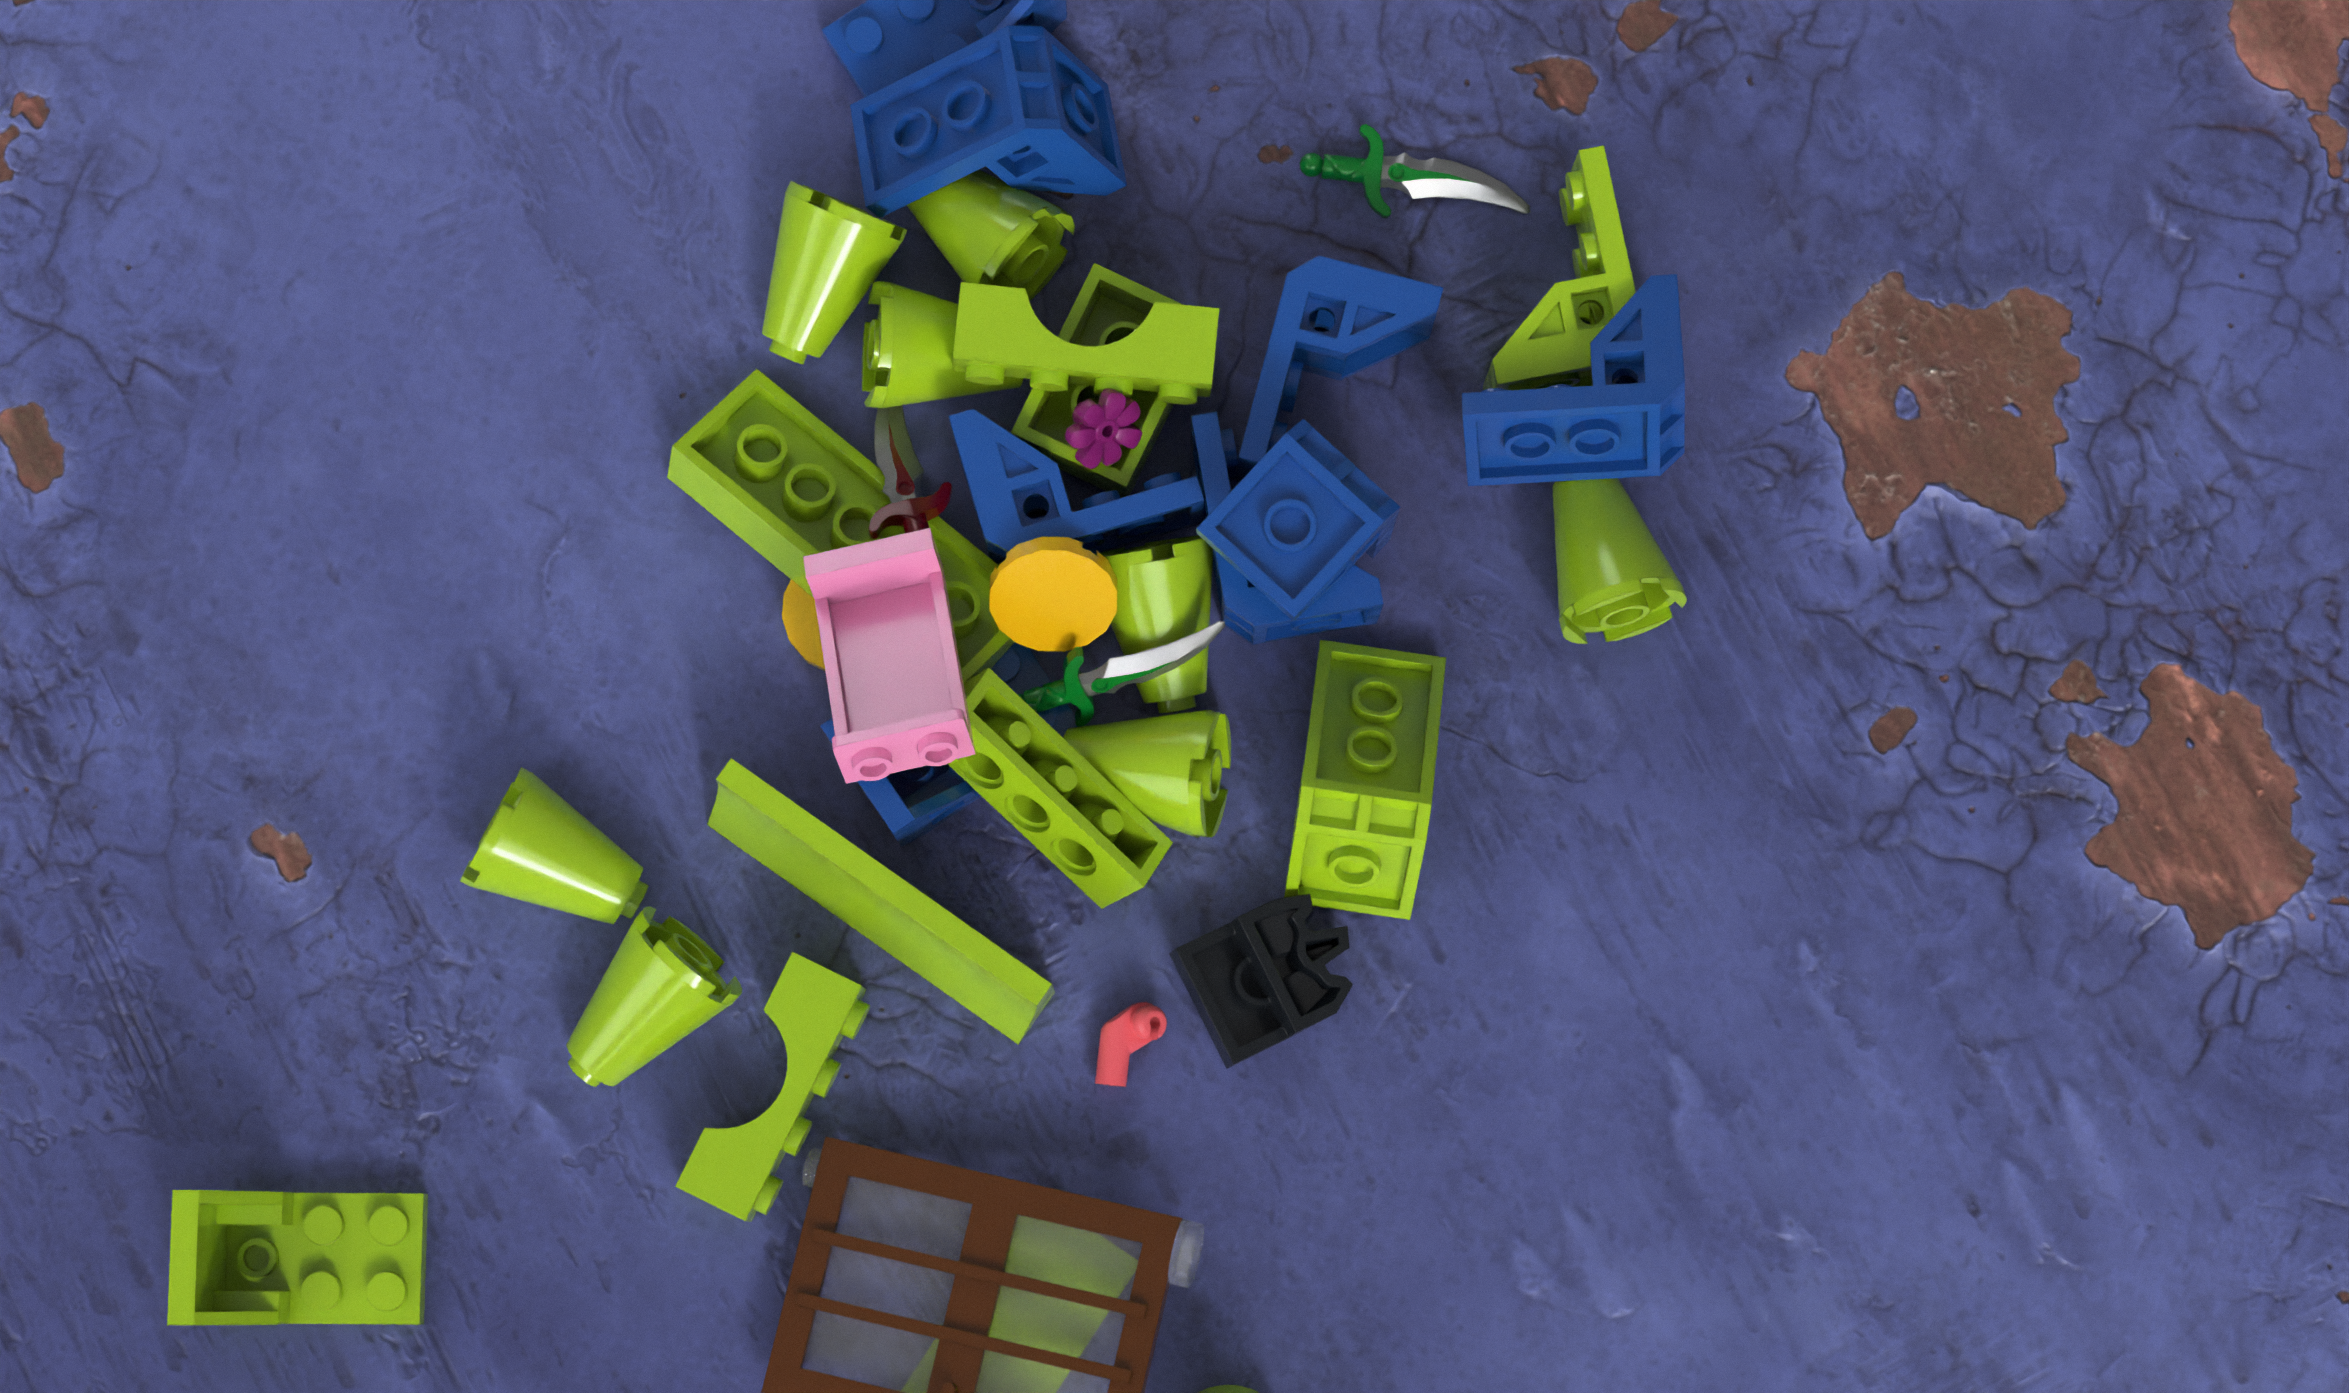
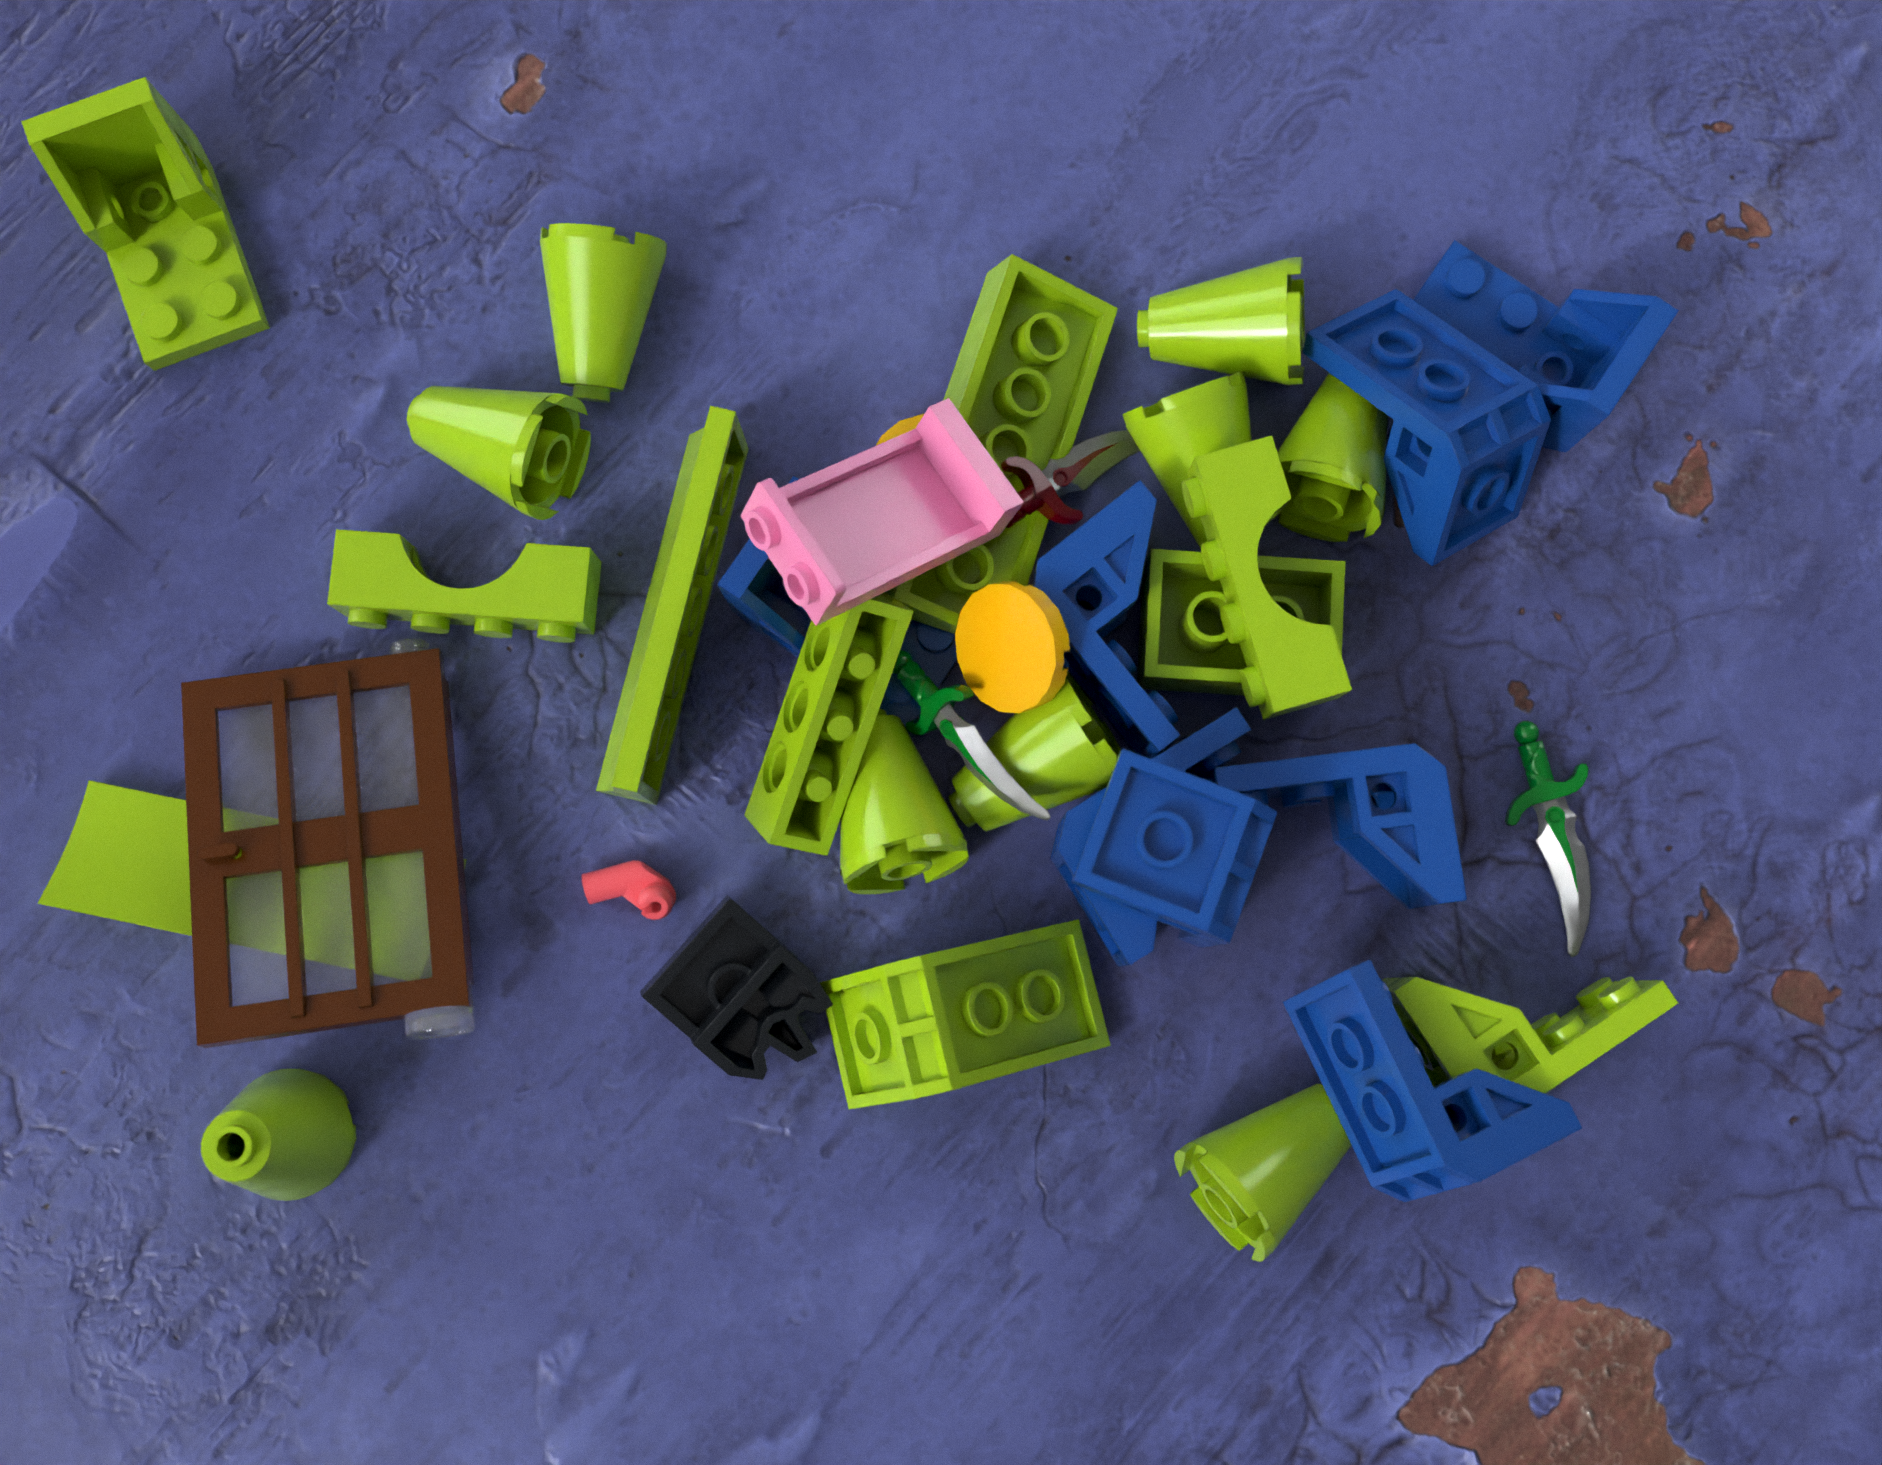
camera: 70 degrees right, 0 degrees up
(1104, 428) = (1189, 630): magenta plant -> none

